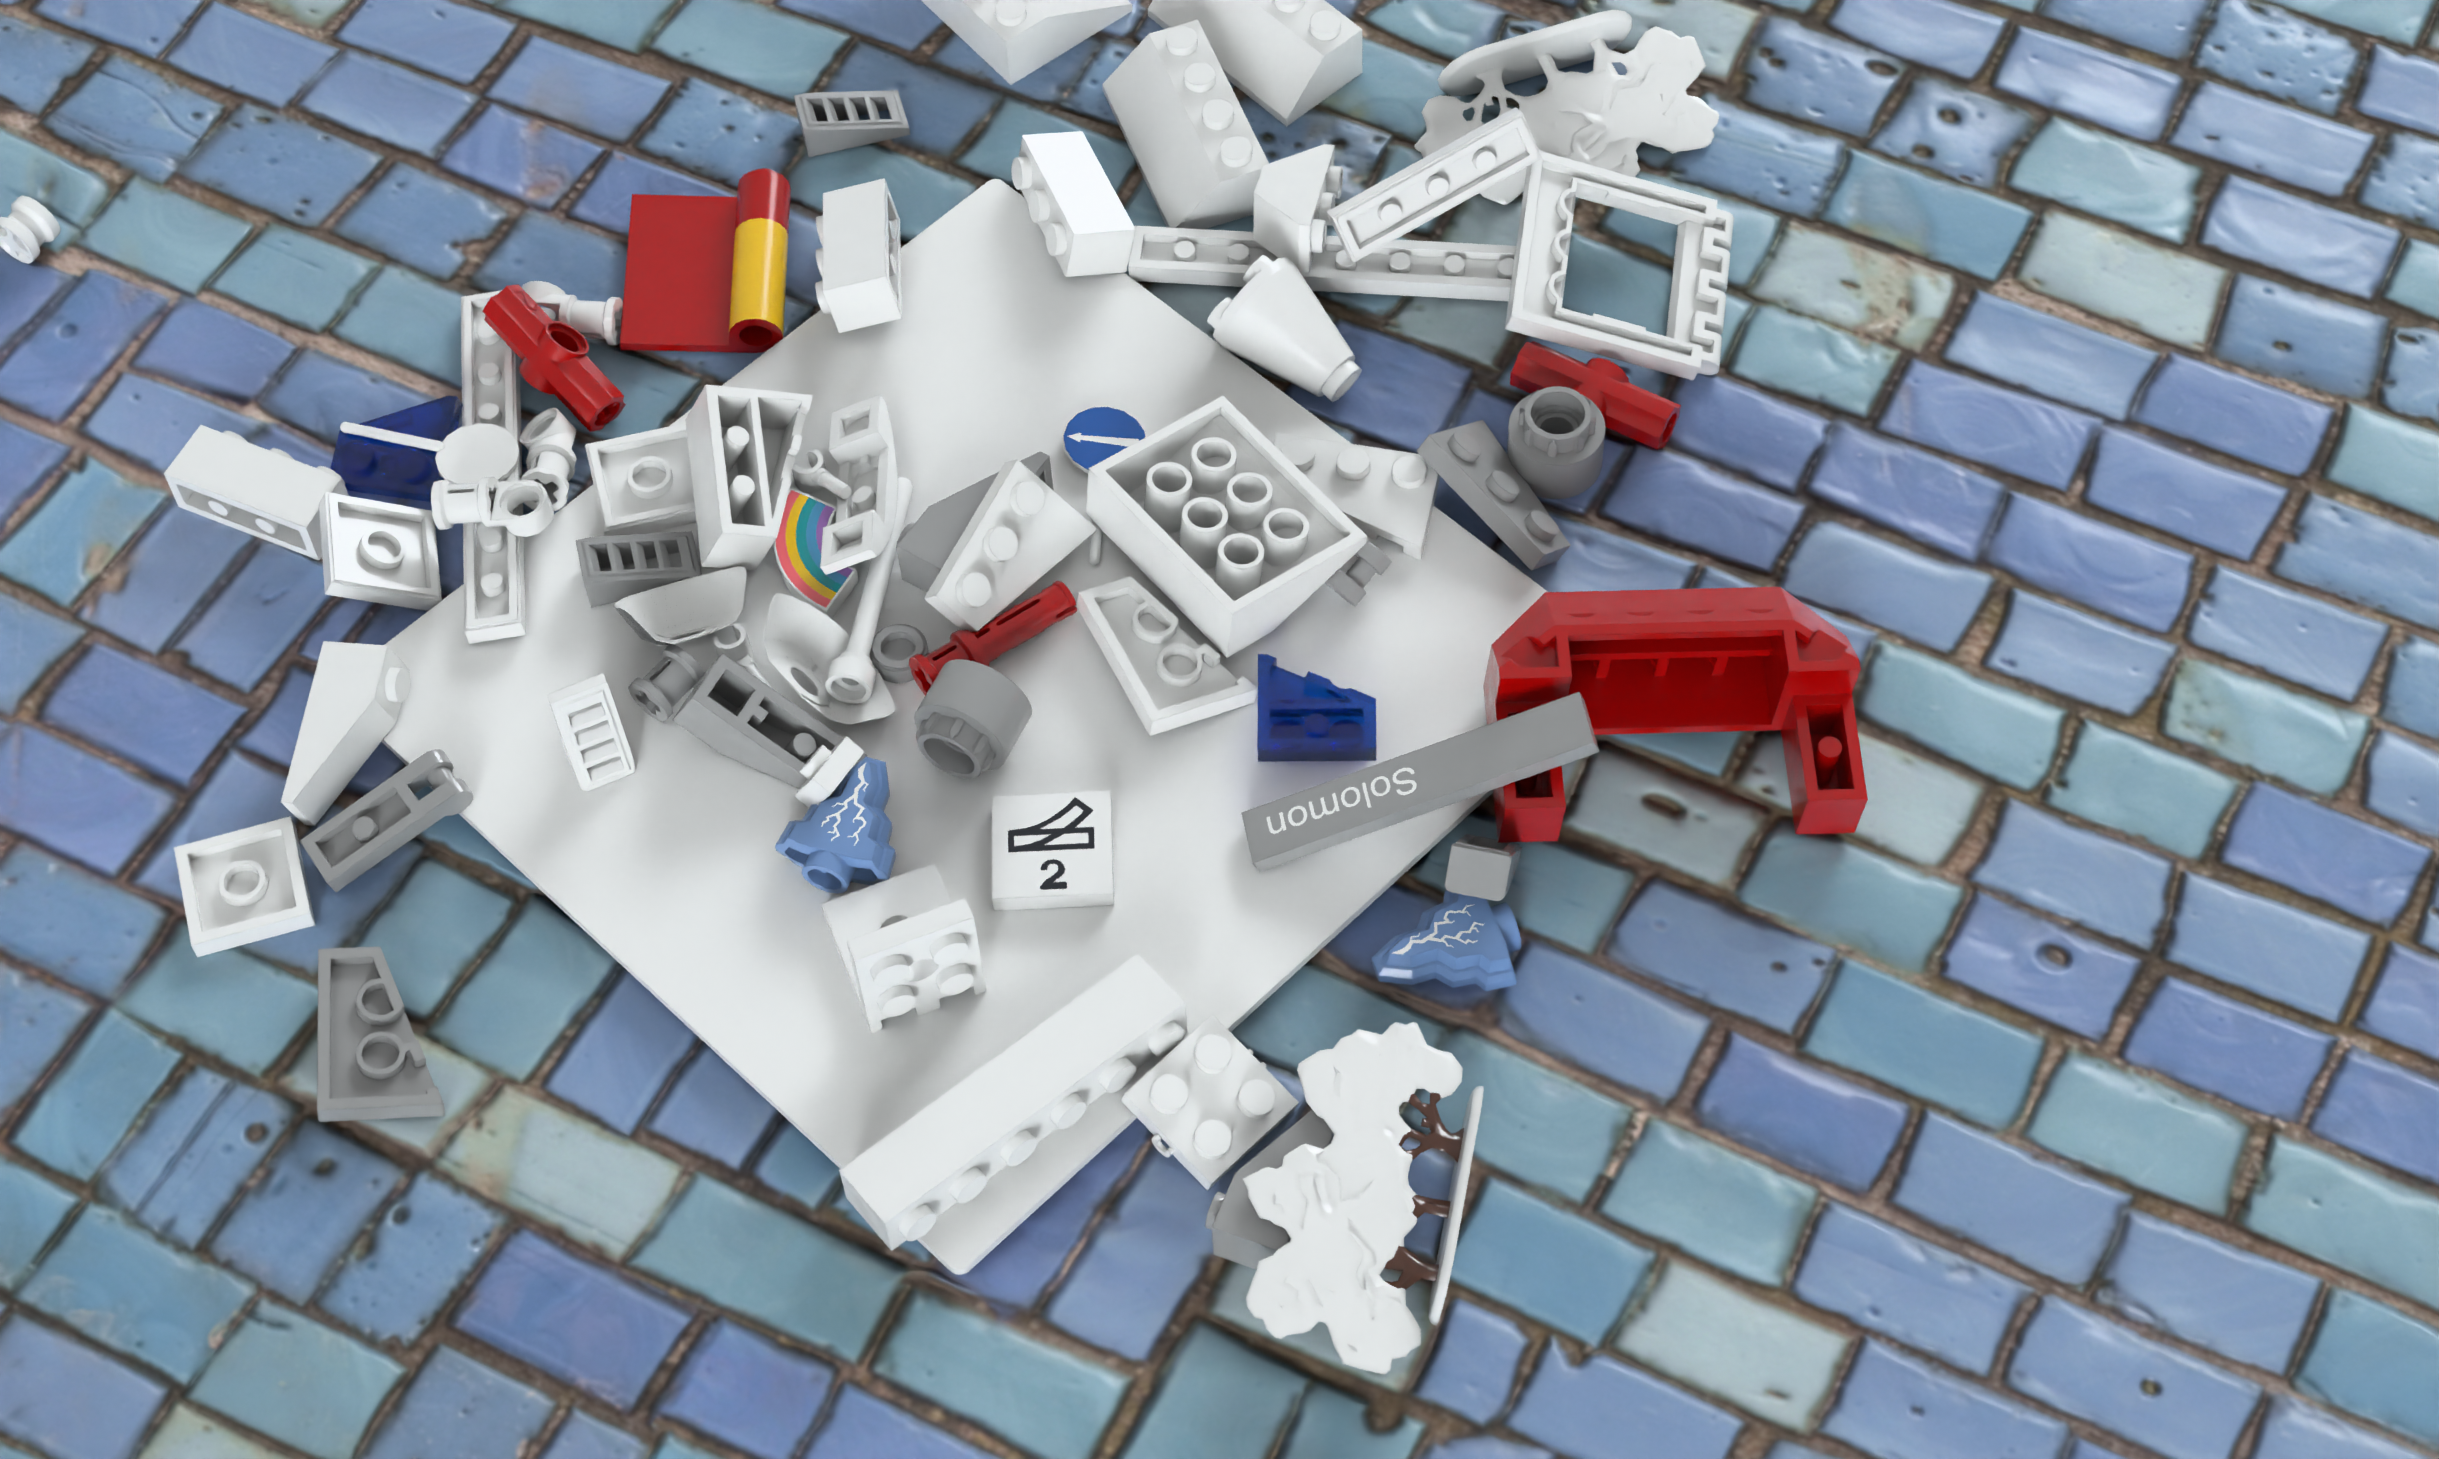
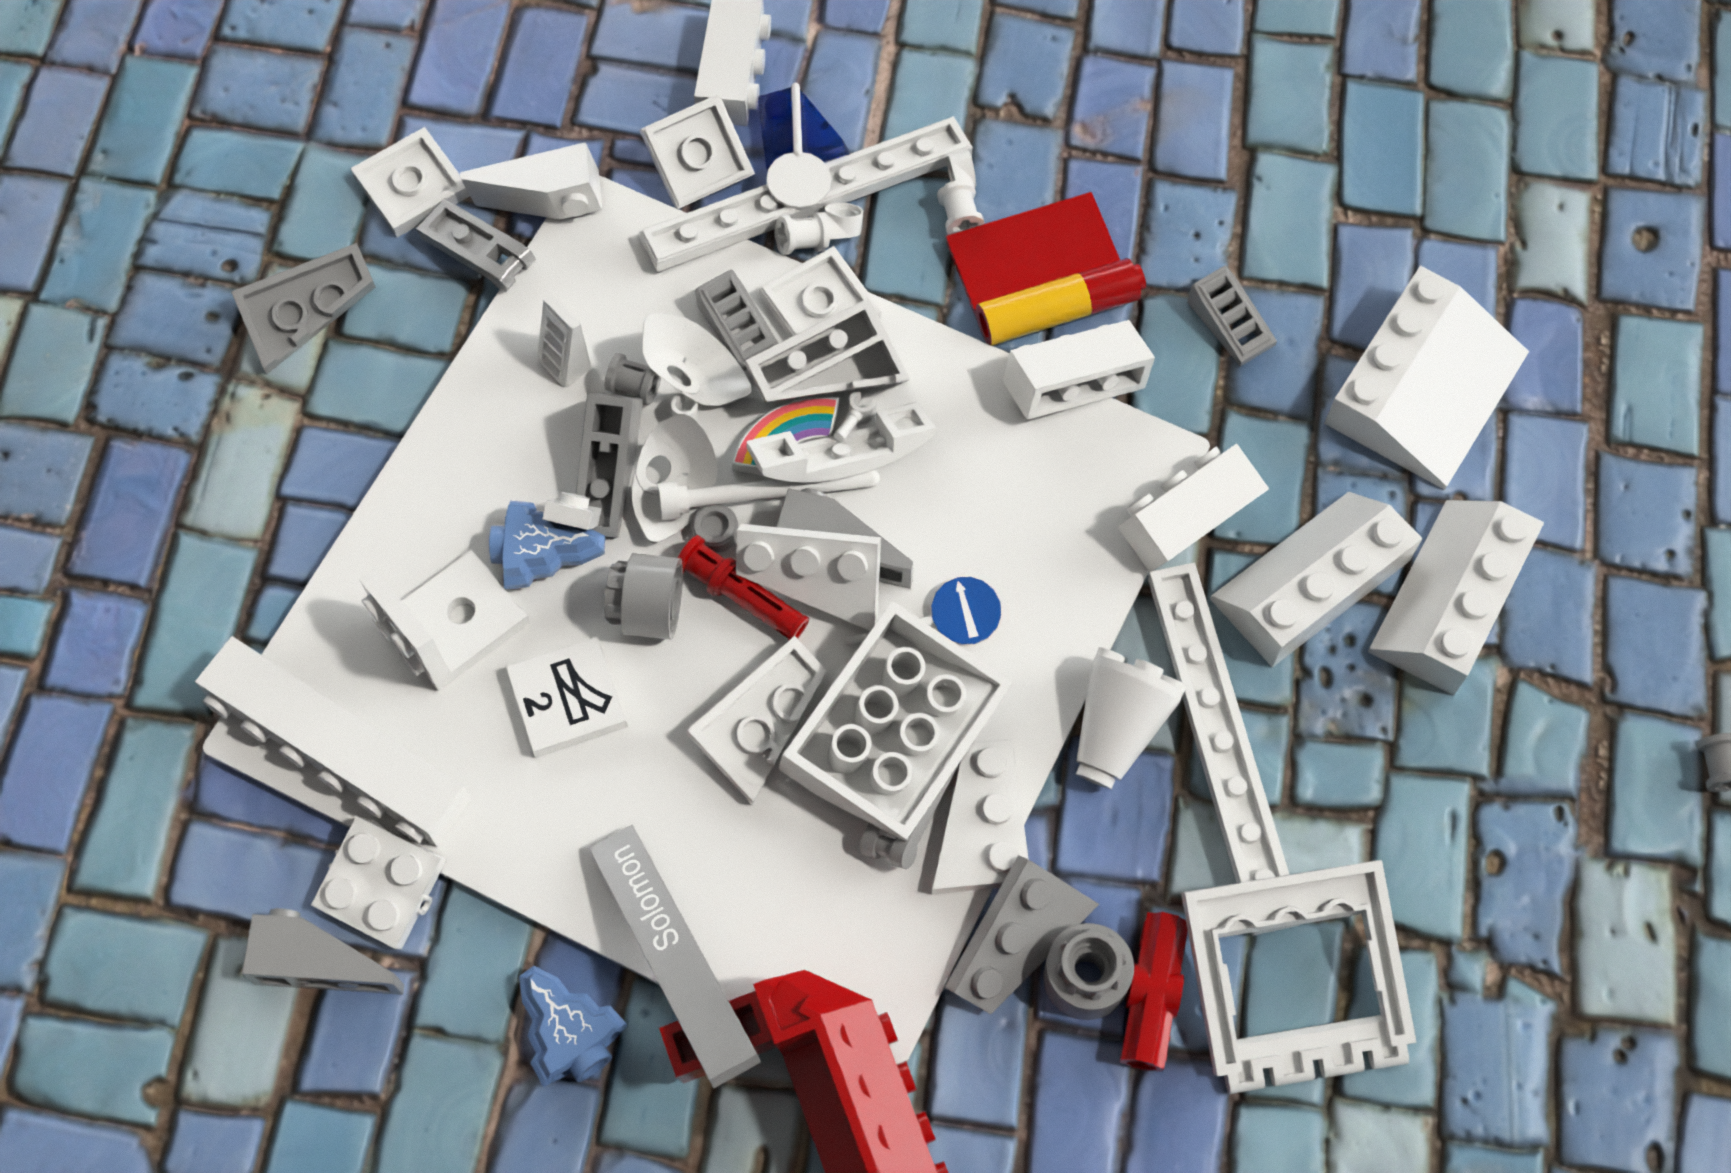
camera: 70 degrees right, 10 degrees up
(491, 504) = (756, 204): white connector -> none
(554, 357) = (919, 175): red piece -> none
(1294, 204) = (1255, 680): white slope -> none
(1311, 718) = (738, 850): clear blue wing -> none
(1355, 1202) = (298, 1010): white plant -> none
(1434, 184) = (1305, 787): white tile -> none
(1481, 867) = (625, 1026): light grey slope -> none
(1580, 115) = (1466, 897): white plant -> none

